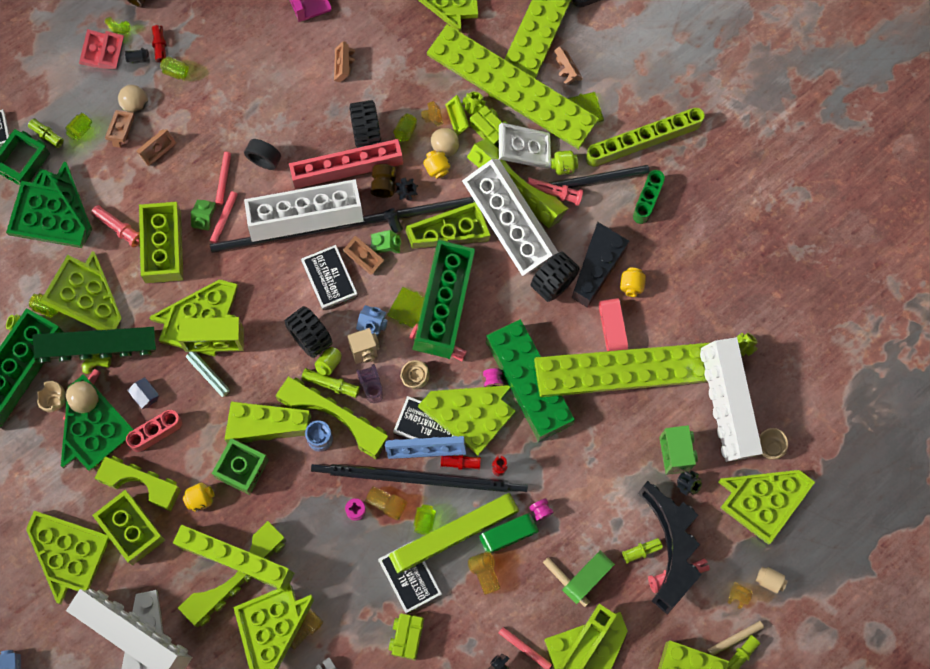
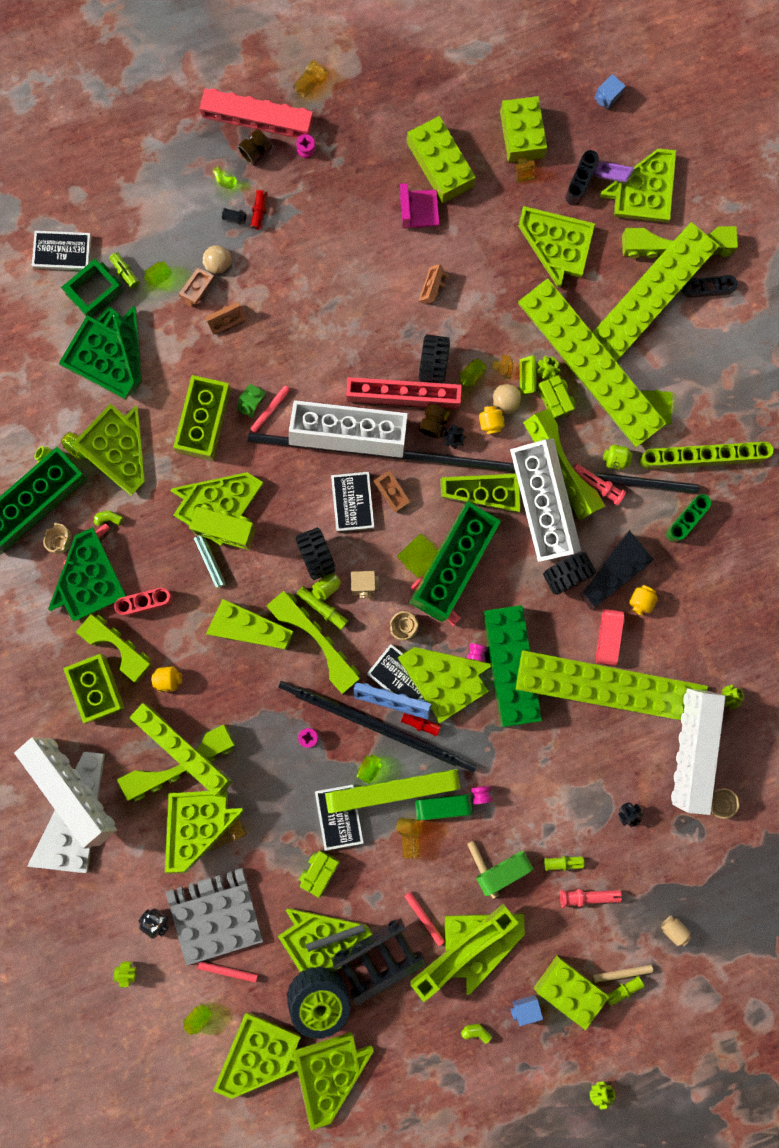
camera: 15 degrees right, 10 degrees up
(66, 552) = (31, 692): lime wing -> none
(82, 397) = (85, 550): tan hair -> none
(94, 343) = (110, 501): dark green brick -> none
(101, 49) = (201, 198): coral slope -> none
(122, 229) = (171, 393): coral pin -> none
(143, 393) = (144, 562): dark blue piece -> none
(174, 68) = (266, 240): clear neon green brick -> none
(223, 178) = (280, 370): coral bar -> none
(240, 466) = (213, 663): bright green brick -> none
(262, 154) = (325, 358): black tyre -> none
(318, 436) = (295, 657): medium blue wheel -> none
(370, 380) = (359, 617): clear purple piece -> none
(372, 318) = (379, 559): medium blue brick -> none
(385, 242) = (417, 484): bright green bracket -> none
(390, 504) = (342, 743): clear yellow piece -> none
(393, 220) = (431, 464): black pin -> none
(499, 465) = (460, 742): red pin -> none
(524, 146) = (583, 428): white tile -> none
(564, 59) = (653, 350): nougat plate -> none
(678, 449) = (630, 781): bright green brick -> none
(680, 546) = (604, 848): black arch -> none
(741, 593) = (642, 935): clear yellow tile -> none
(765, 500) = (697, 854): lime wing -> none

